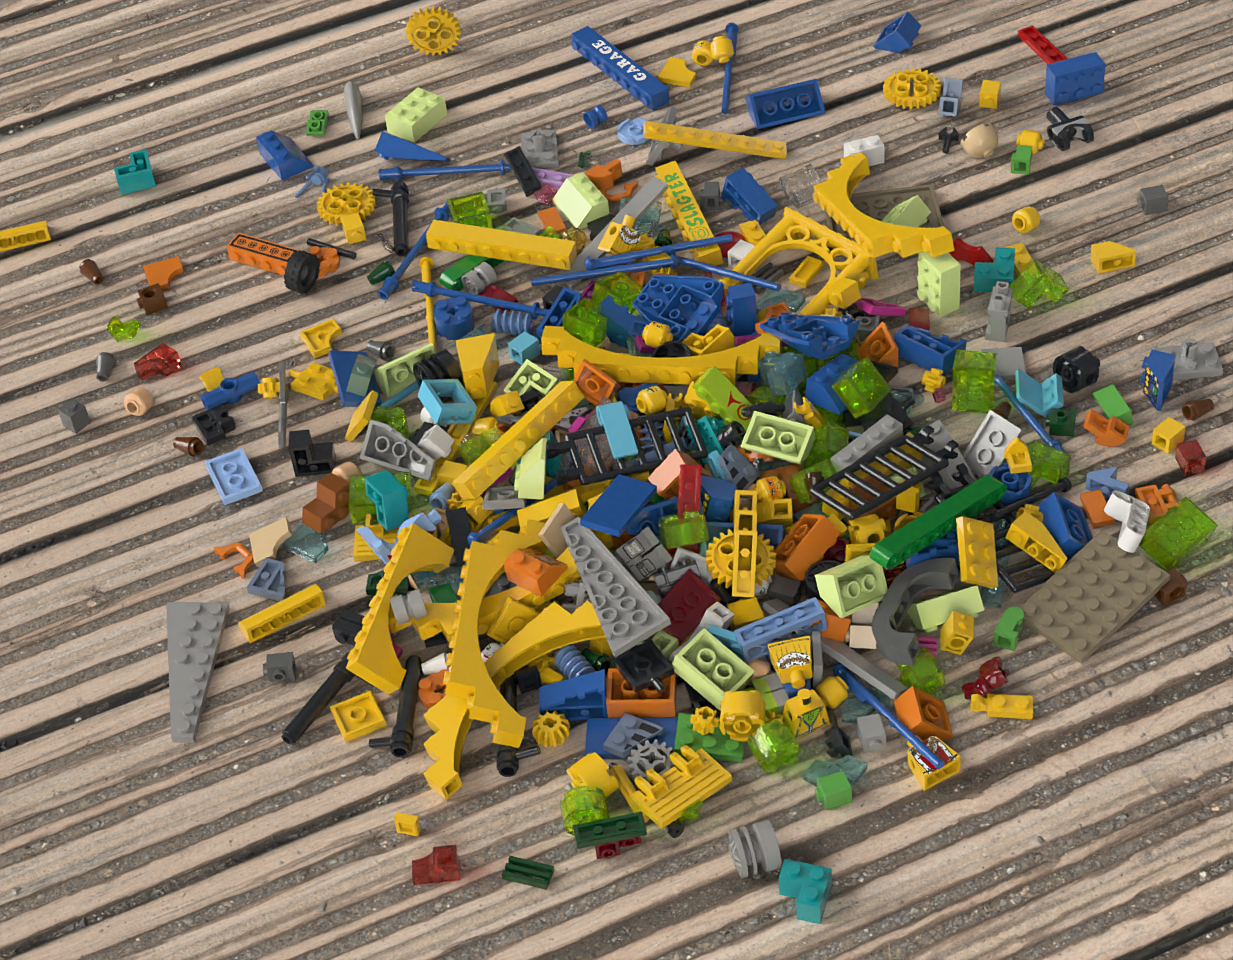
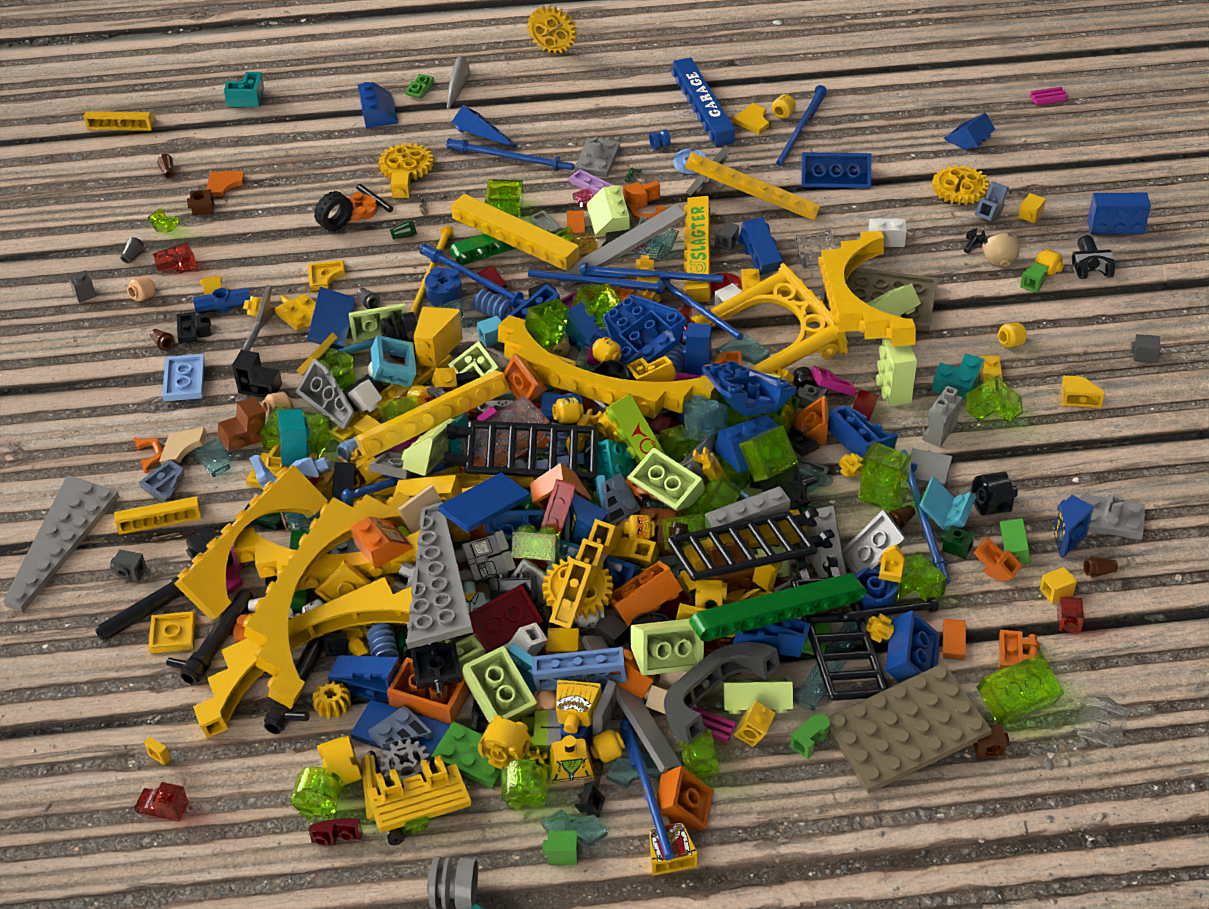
camera: 15 degrees right, 0 degrees up
(260, 253) = (309, 184): orange brick -> none
(318, 177) = (395, 132): medium blue plant -> none
(361, 375) = (335, 315): sand green slope -> none
(392, 283) = (408, 241): blue bar -> none
(399, 200) = (453, 169): black cylinder -> none
(408, 607) = (253, 542): light grey wheel -> none
(416, 114) = (504, 99): yellowish green brick -> none
(479, 278) = (484, 257): light grey wheel -> none
(497, 200) = (536, 192): light grey bracket -> none
(522, 171) = (570, 171): black tile -> none
(529, 869) = (228, 824): dark green tile -> none
(609, 830) = (328, 818): dark green tile -> none
(617, 429) = (518, 429): medium azure door -> none
(621, 237) = (622, 253): yellow torso -> none
(663, 238) = (665, 264): dark green cone -> none
(704, 720) = (468, 737): yellow gear -> none
(721, 49) = (799, 106): yellow head -> none
(734, 433) = (625, 464): black wheel -> none
(764, 273) = (741, 323): dark grey tile -> none
(768, 408) = (670, 449): black piece -> none
(806, 272) = (782, 329): yellow tile -> none
(844, 293) = (801, 358): yellow brick -> none
(871, 733) = (625, 800): light grey brick -> none
(939, 395) = (851, 481): clear pink hand -> none
(969, 253) = (935, 348): red tile -> none
(977, 552) = (804, 649): yellow plate -> none
(989, 678) = (768, 779): dark red animal -> none
(1003, 705) = (769, 813): yellow plate -> none
(1036, 540) = (873, 653): yellow slope -> none
(1041, 45) = (1102, 174): red tile -> none
(1106, 482) = (976, 617): medium blue slope -> none
(1133, 516) = (983, 656): white beam -> none

